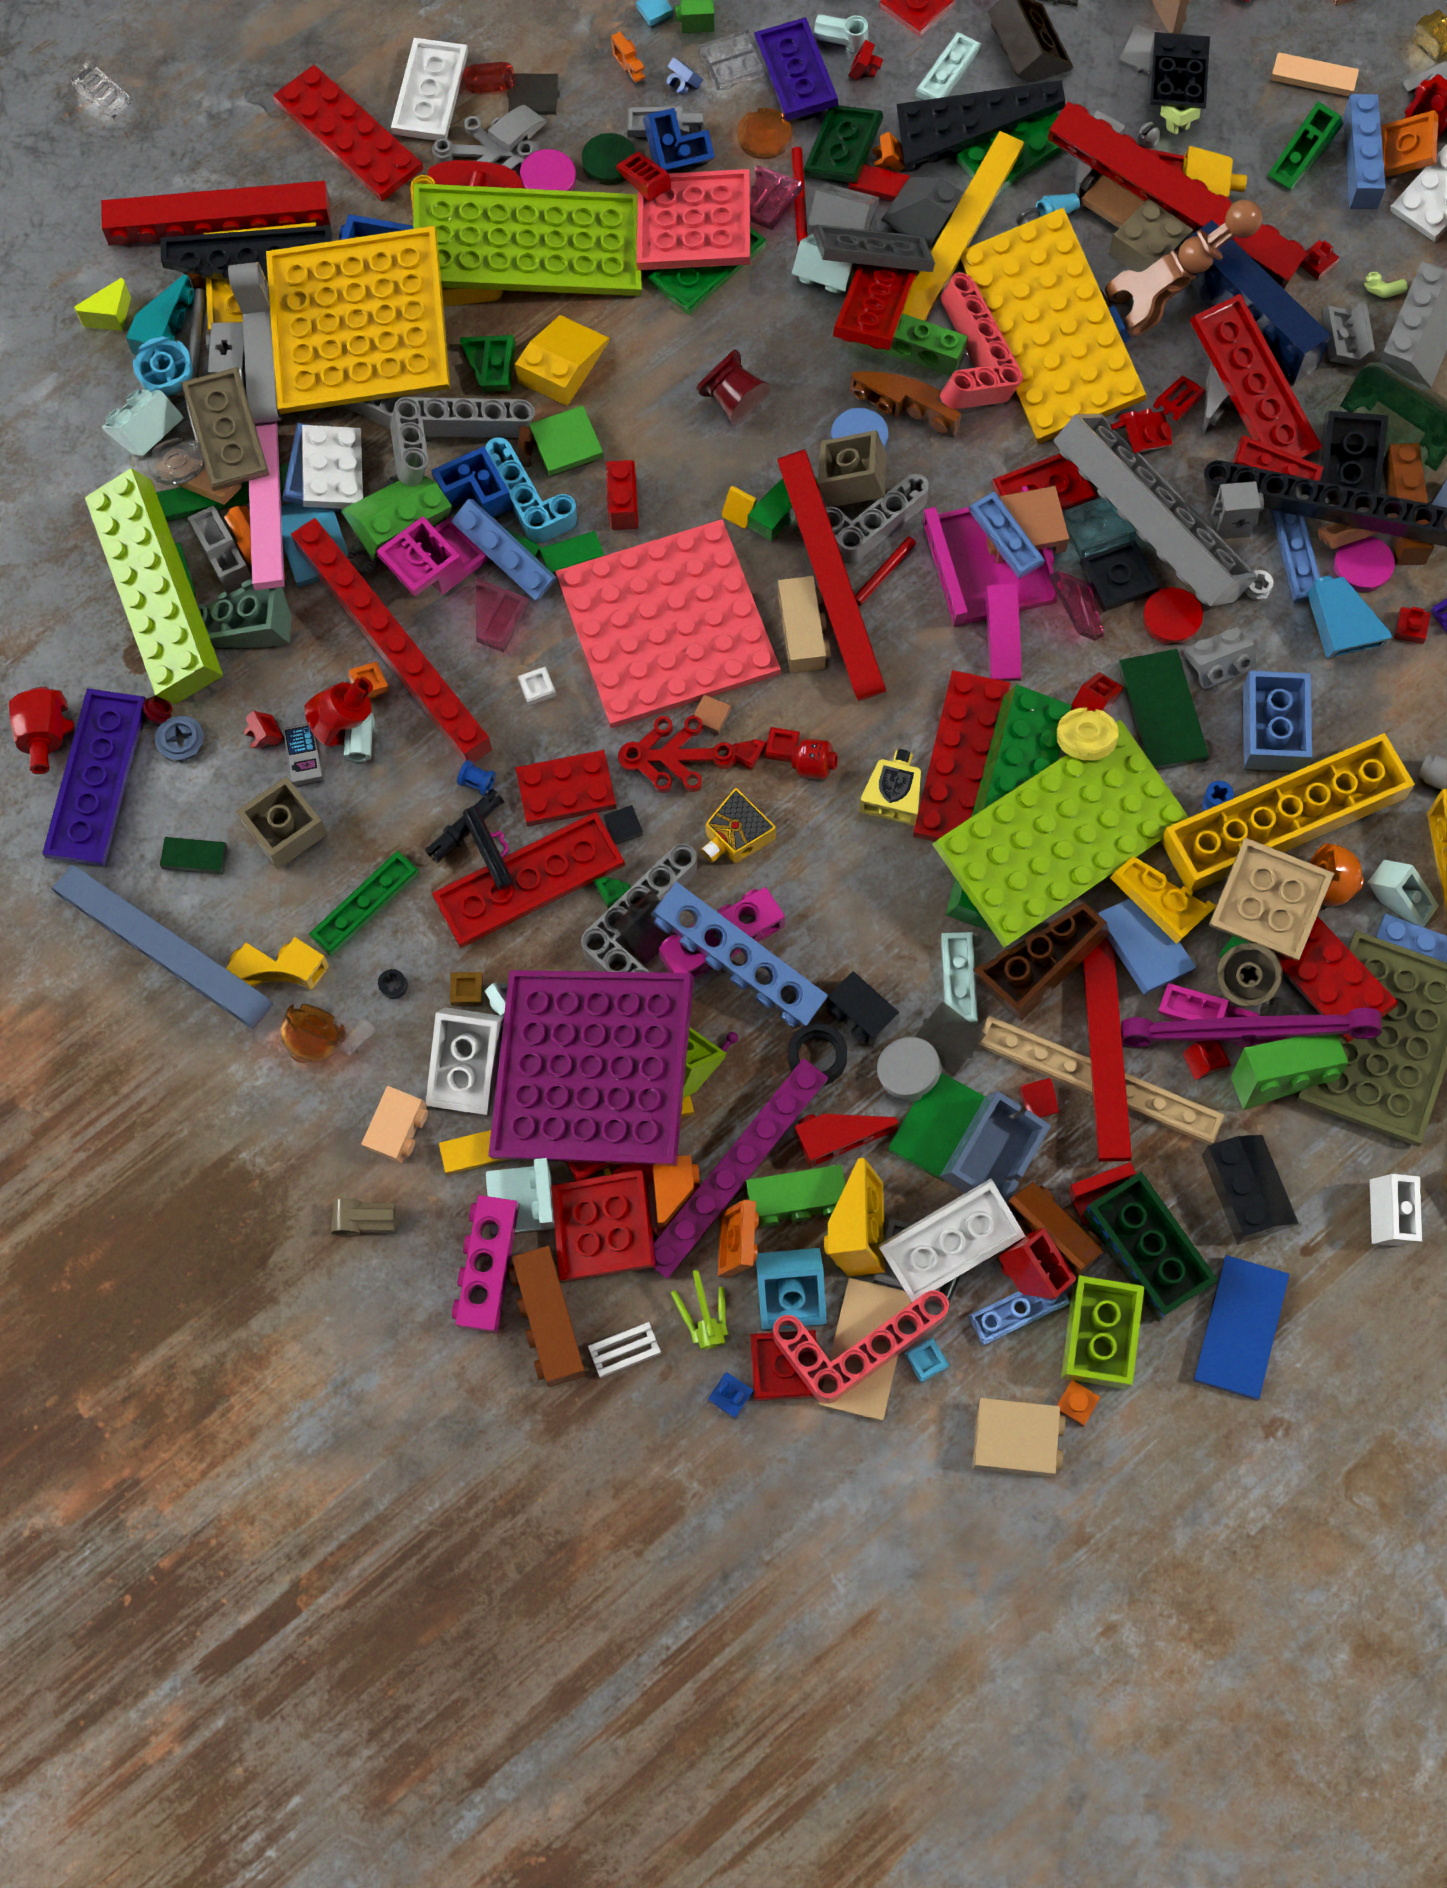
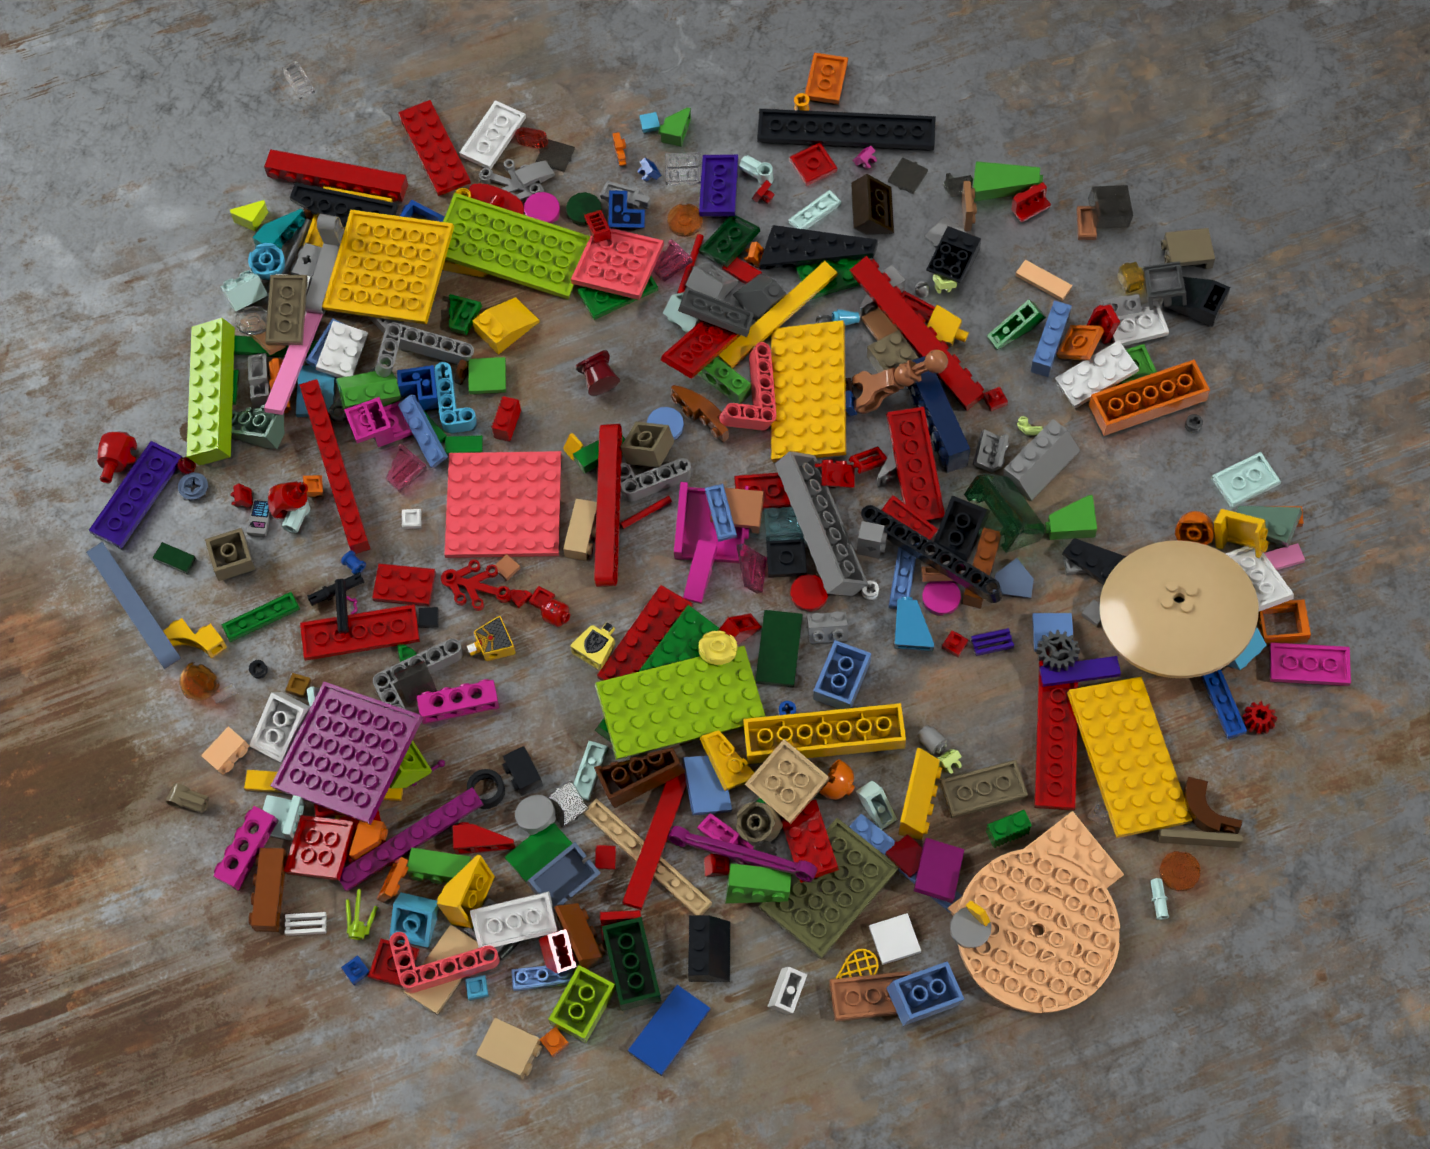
camera: 20 degrees right, 5 degrees down
(807, 995) = (433, 671): medium blue brick -> none

